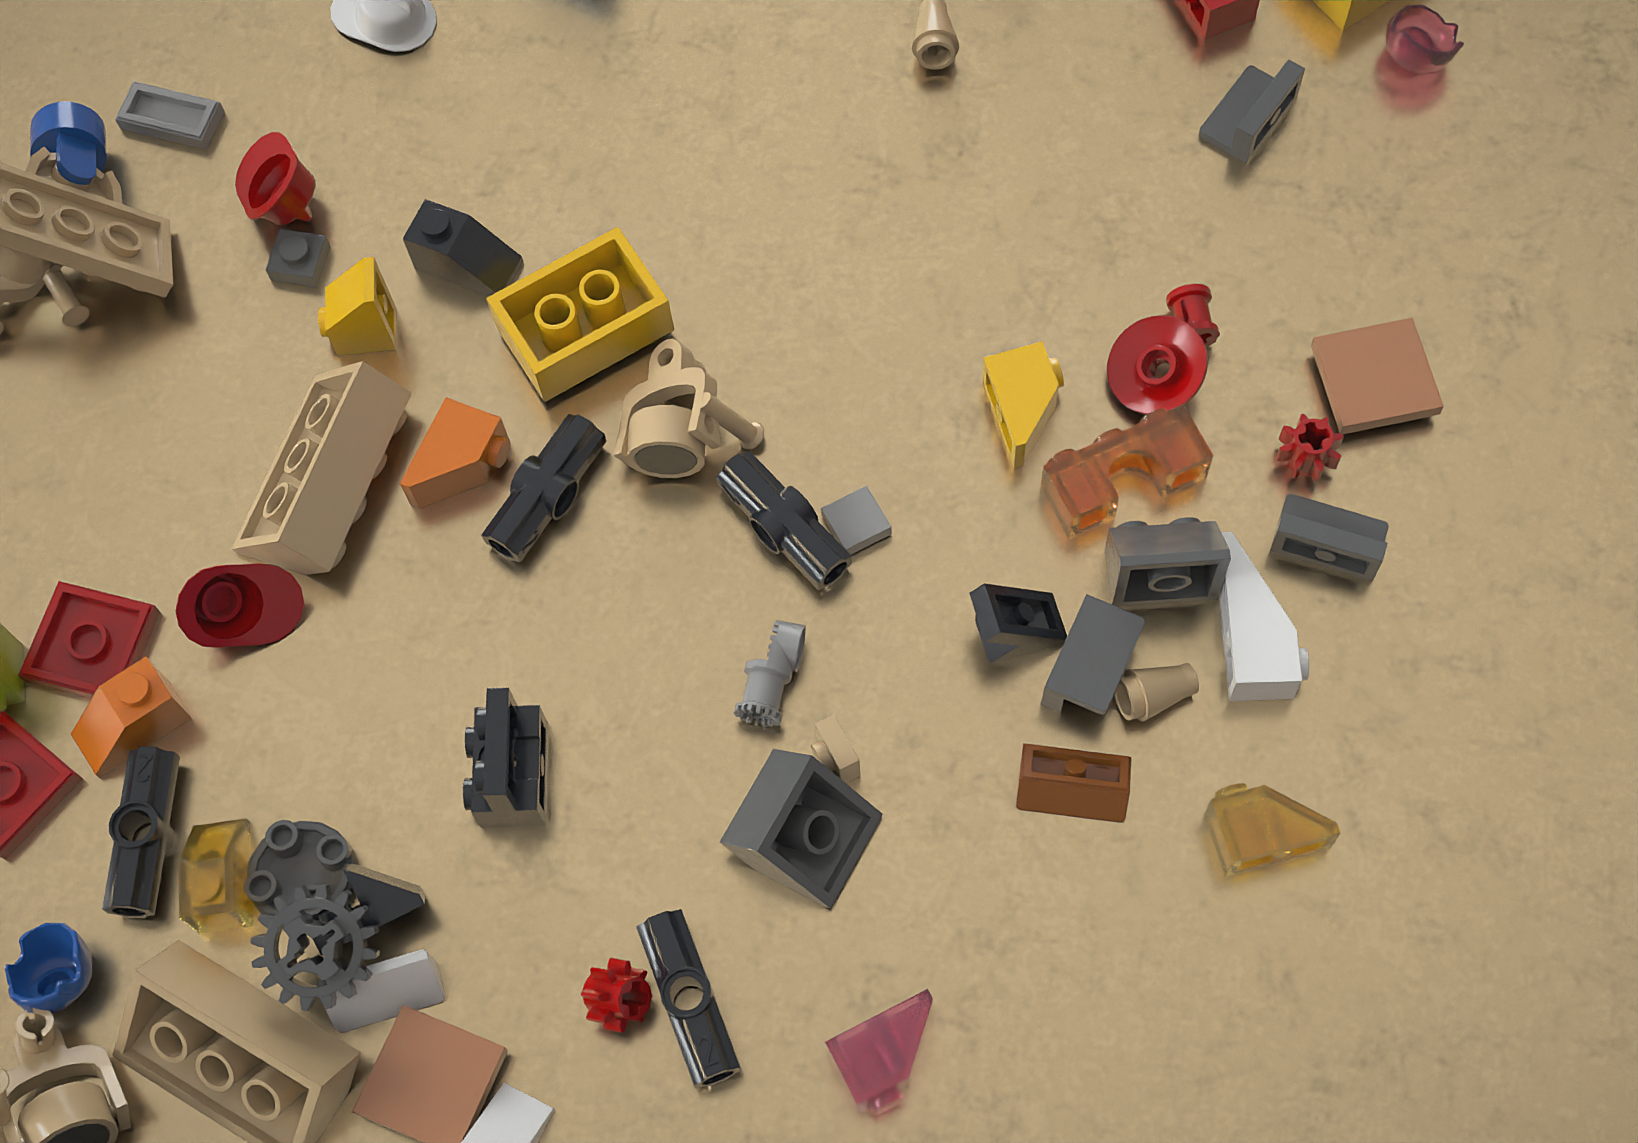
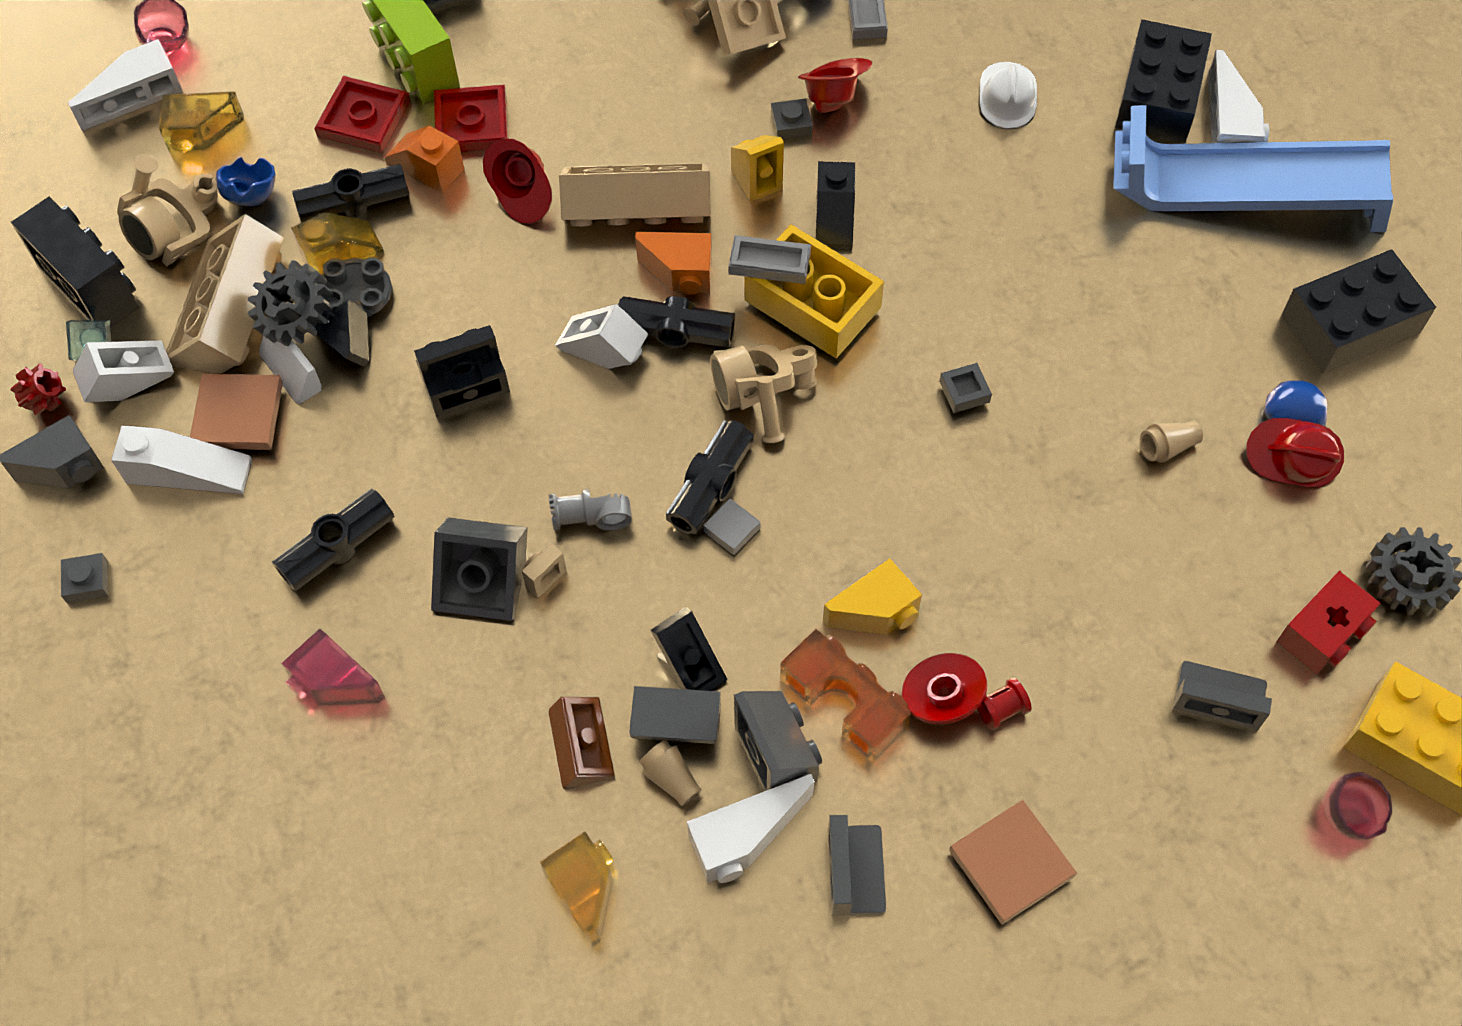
camera: 65 degrees right, 5 degrees down
(529, 580) = (603, 337): none -> white slope
(531, 336) = (769, 259): none -> light grey tile
(616, 995) = (327, 496): red gear -> none
(779, 207) = (965, 387): none -> dark grey plate
(1309, 447) = (924, 814): red gear -> none

